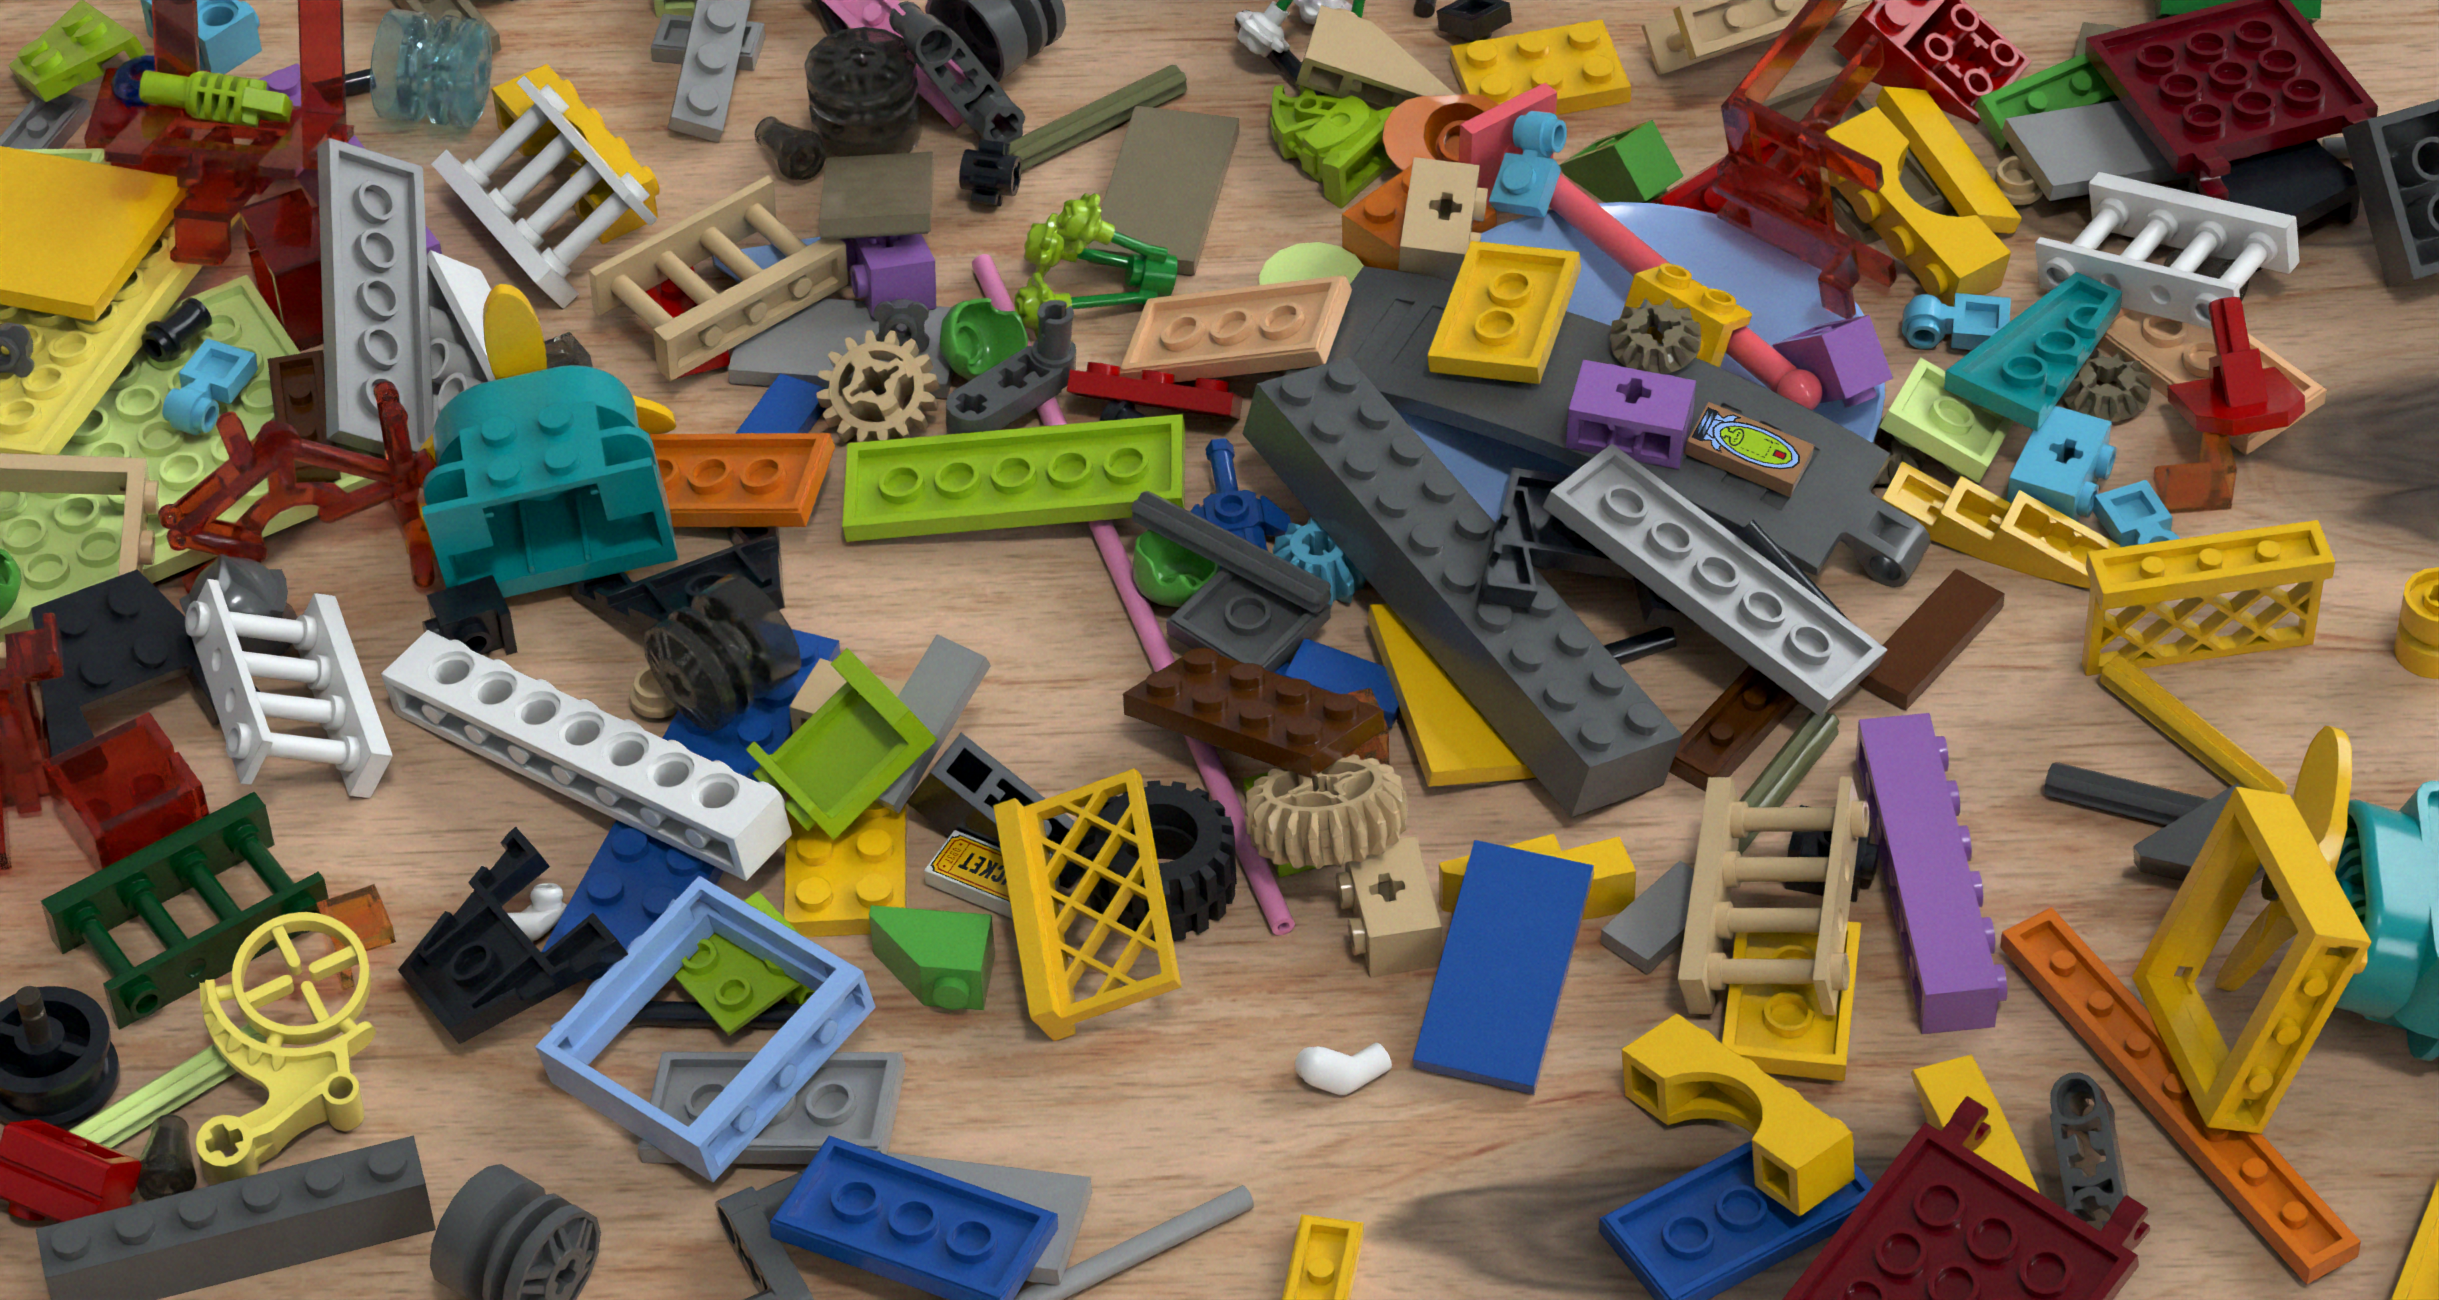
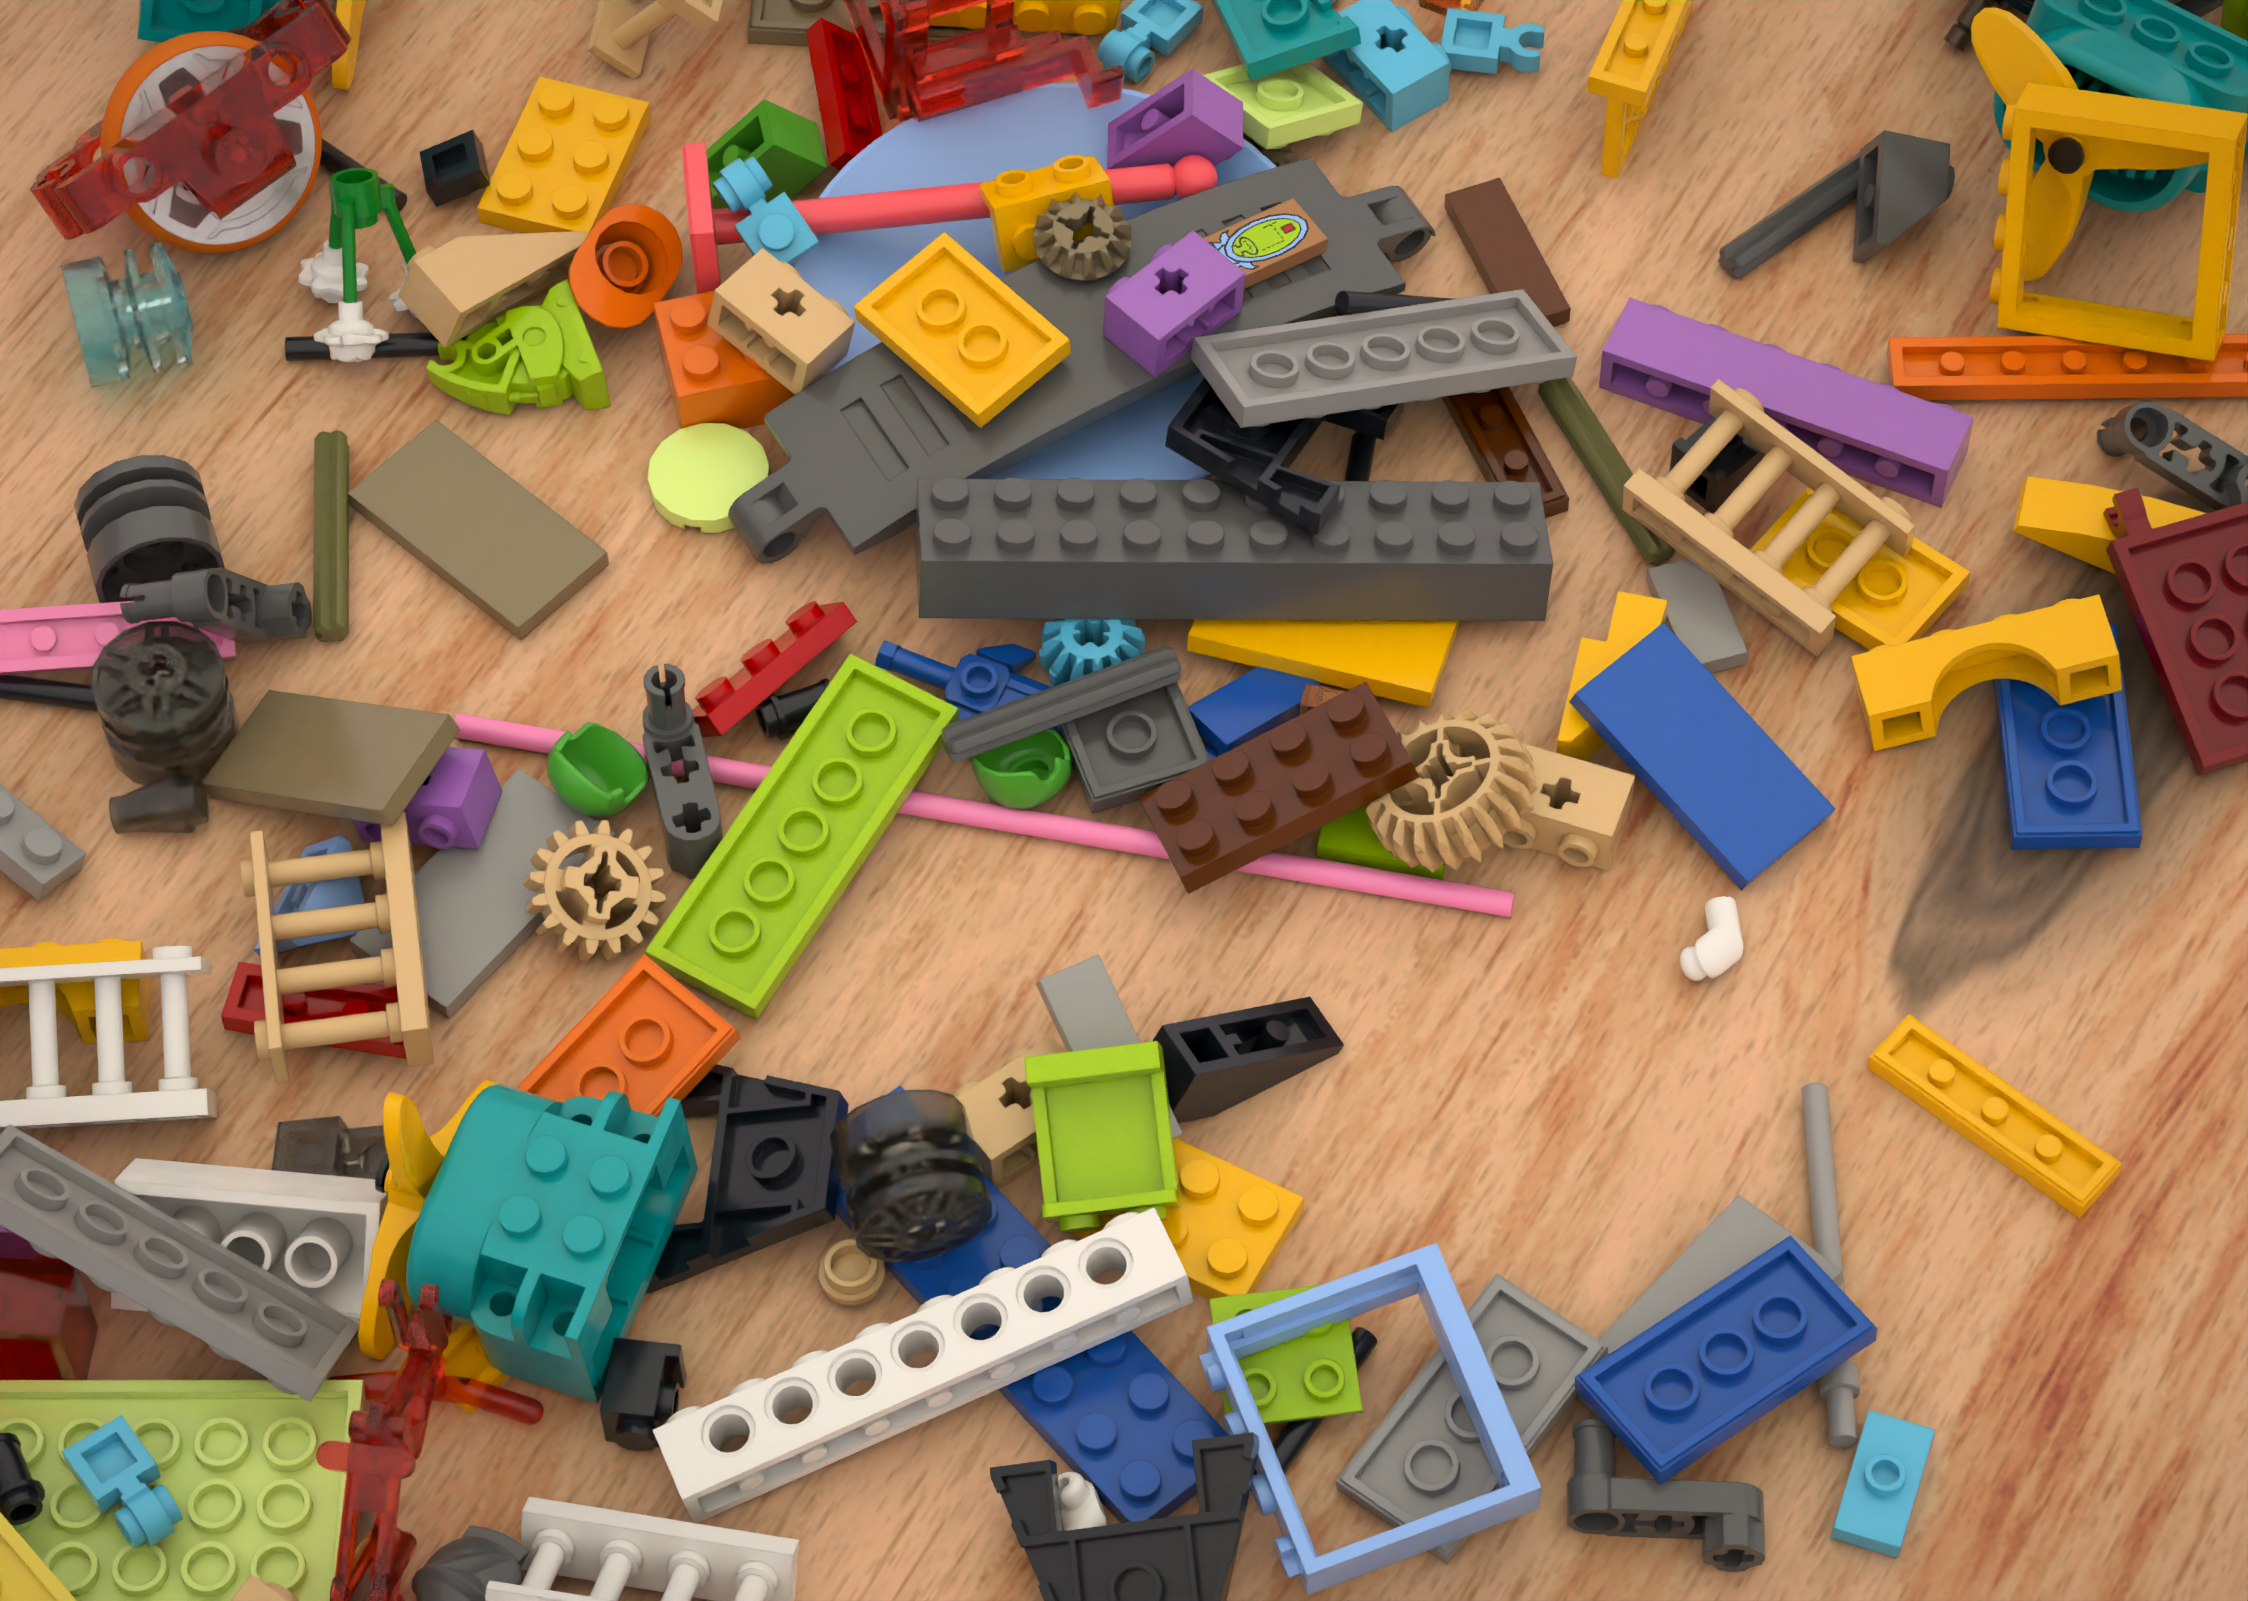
camera: 60 degrees left, 10 degrees up
(300, 401) = (233, 1415): reddish brown tile -> none
(785, 408) = (541, 991): blue tile -> none
(905, 312) = (526, 825): dark grey plate -> none
(936, 953) = (1376, 1192): bright green slope -> none
(971, 872) = (1293, 1105): tile -> none
(990, 172) = (352, 653): black gear -> none
(1042, 926) = (1408, 1080): yellow fence -> none
(1065, 238) = (558, 604): plant -> none
(1185, 831) = (1399, 912): black tyre -> none
(1238, 330) = (754, 560): light nougat tile -> none
(2007, 534) = (1427, 137): yellow slope -> none
(2187, 727) = (1745, 140): yellow axle -> none

